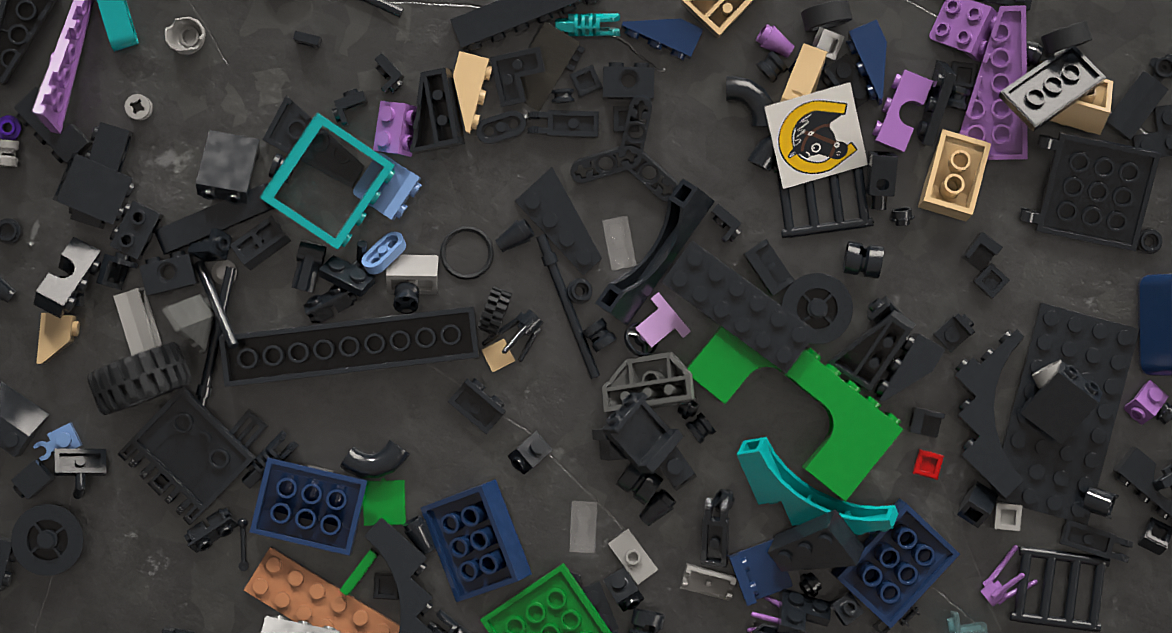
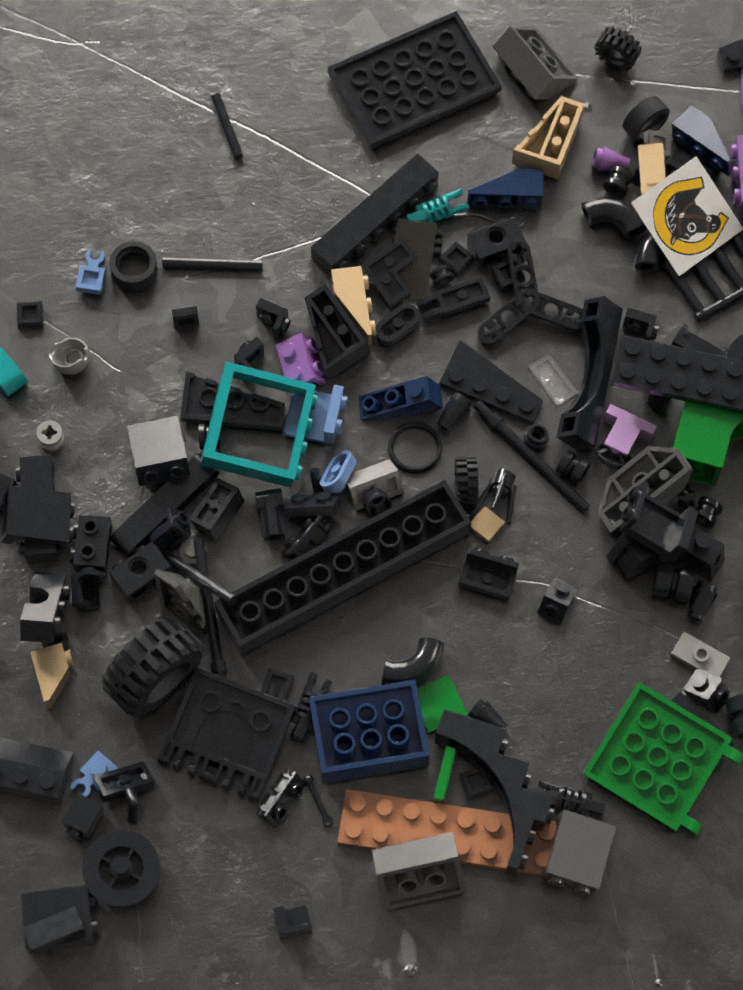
camera: 30 degrees left, 20 degrees down
(137, 320) = (119, 620): light grey piece -> none
(471, 205) = (402, 400): none -> dark blue slope
(476, 541) = (544, 701): dark blue slope -> none
(583, 526) = (640, 646): clear plate -> none

